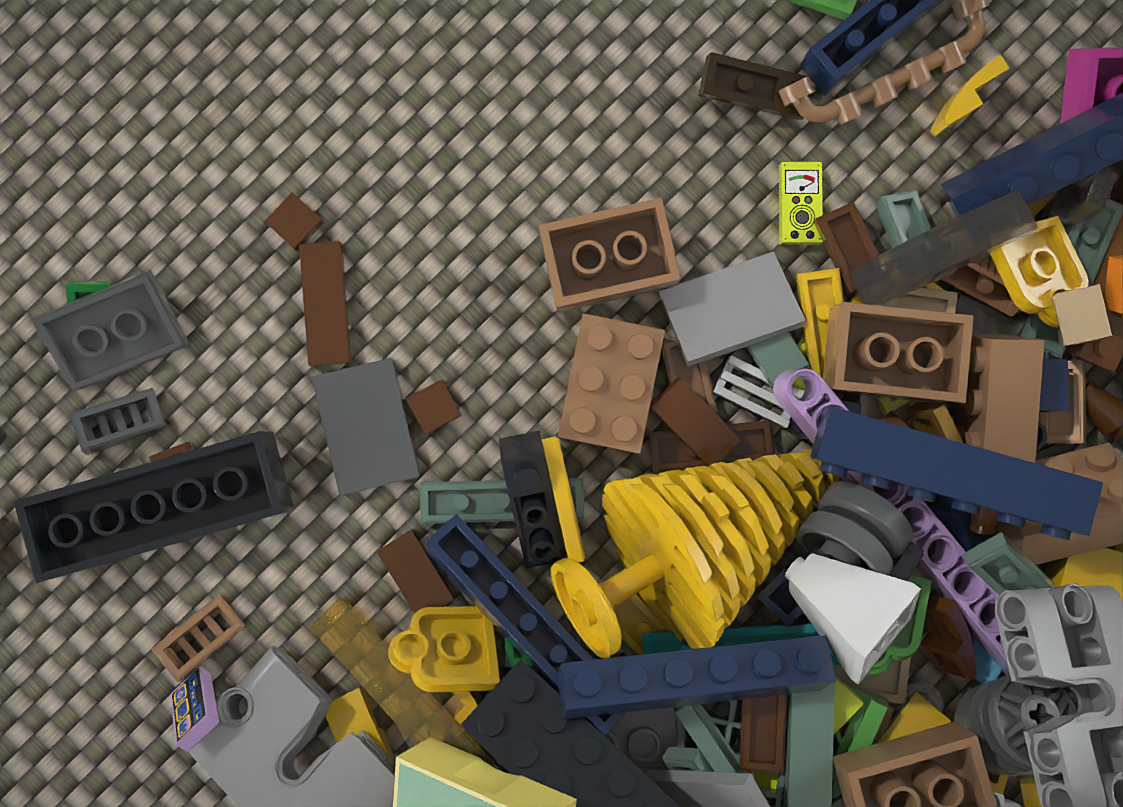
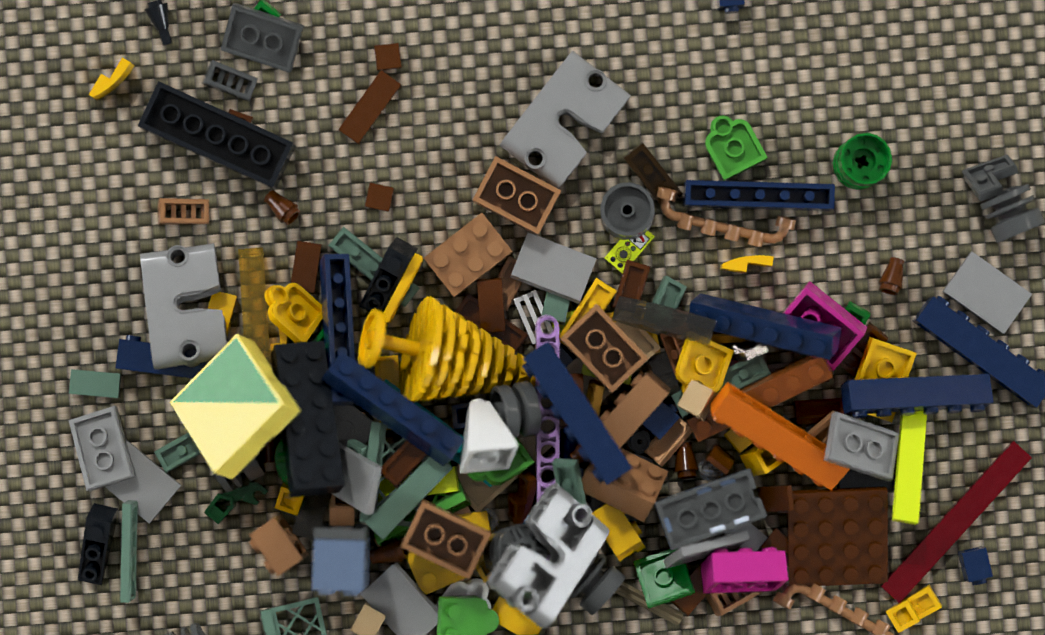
camera: 40 degrees right, 0 degrees up
(194, 709) = (158, 241): tile -> none
(321, 525) = (284, 209): none -> reddish brown cone
(366, 426) = (340, 179): dark grey tile -> none
(578, 70) = (566, 94): none -> light grey connector
(768, 131) = (632, 197): none -> dark grey wheel
(907, 562) = (527, 442): black tile -> none

